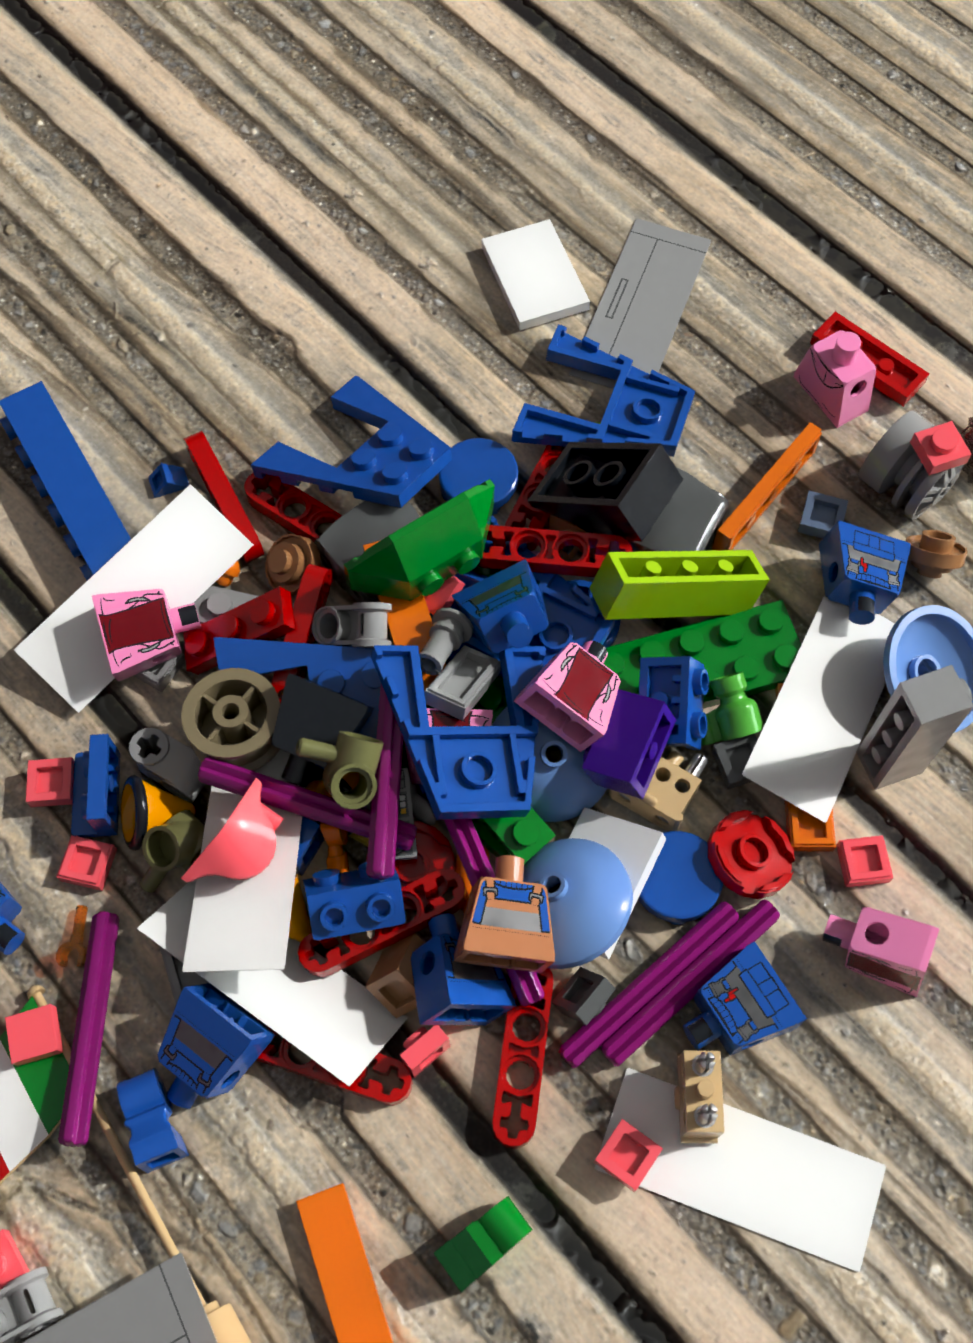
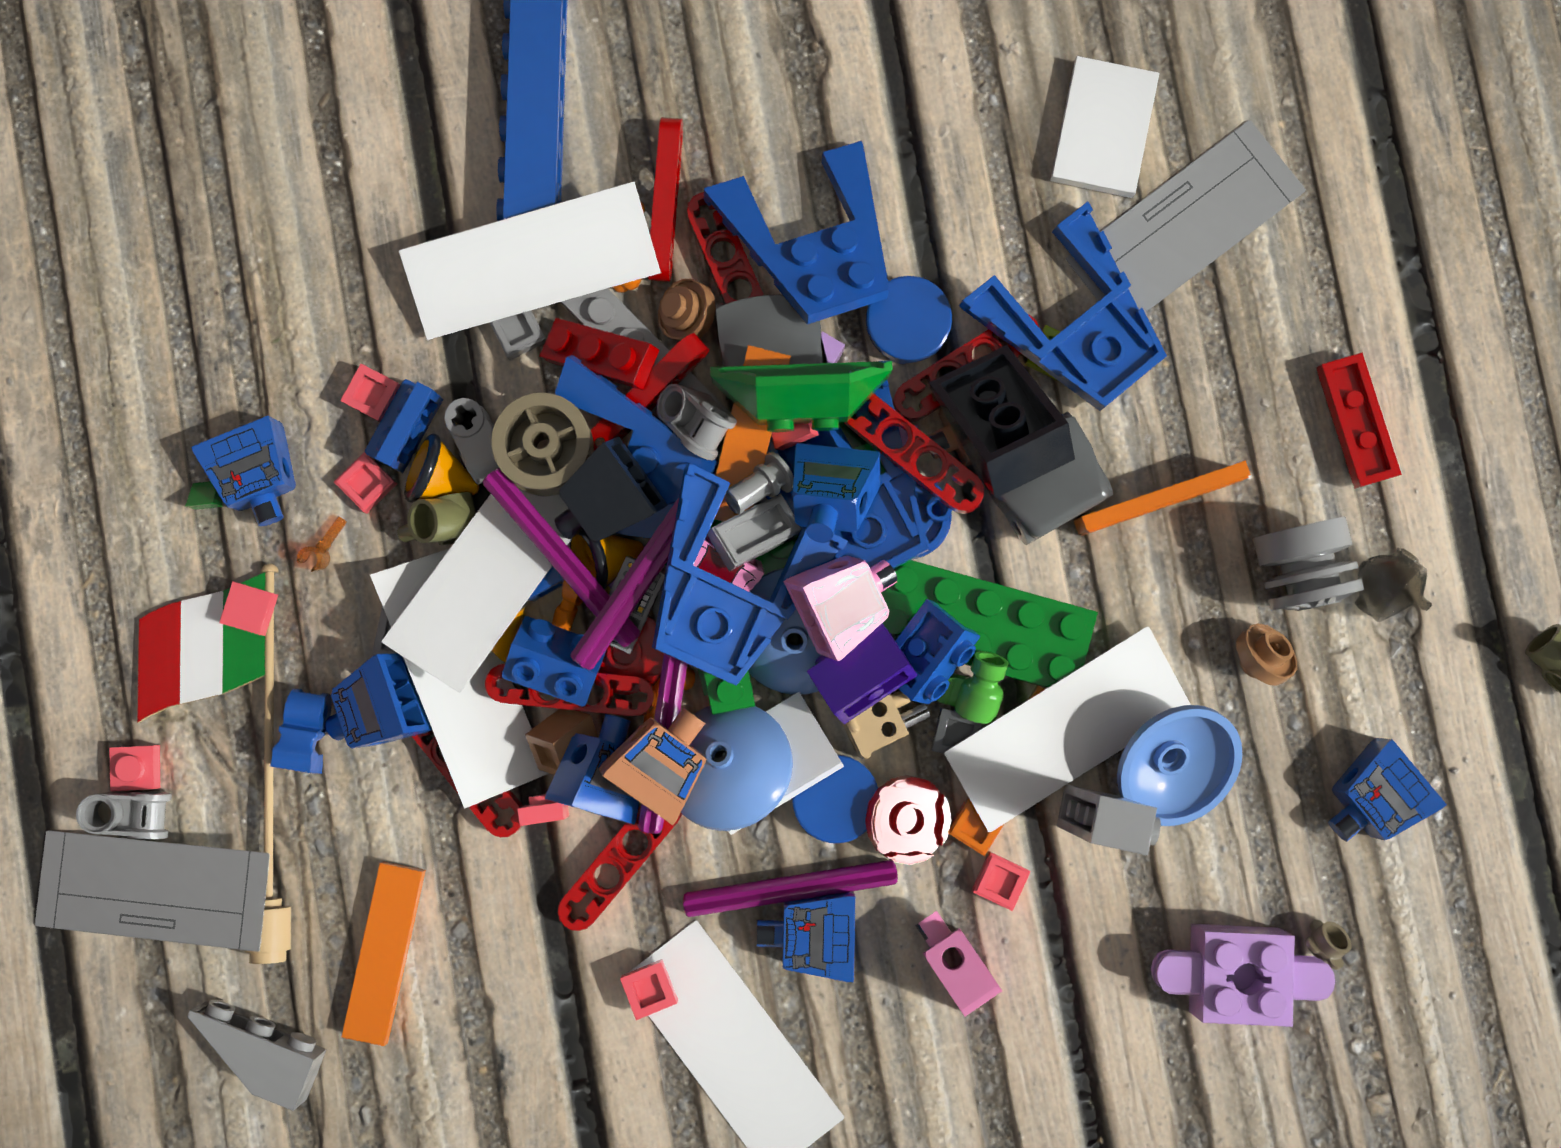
camera: 30 degrees right, 20 degrees up
(89, 1030) = (294, 629): magenta axle -> none
(141, 629) = (515, 301): torso -> none
(167, 480) = (628, 147): blue piece -> none
(243, 844) = (485, 567): coral hat -> none
(350, 754) = (616, 549): olive piece -> none
(483, 1243) = (497, 983): leg -> none
(583, 996) = (693, 849): dark grey plate -> none
(648, 984) = (756, 869): magenta axle -> none
(677, 583) = (1006, 551): lime brick -> none
(700, 1096) = (732, 981): tan piece -> none
(821, 514) = (1193, 554): sand blue plate -> none
(838, 377) = (1309, 423): bright pink torso -> none
(862, 569) = (1185, 634): blue torso -> none
(940, 448) = (1331, 577): coral plate -> none

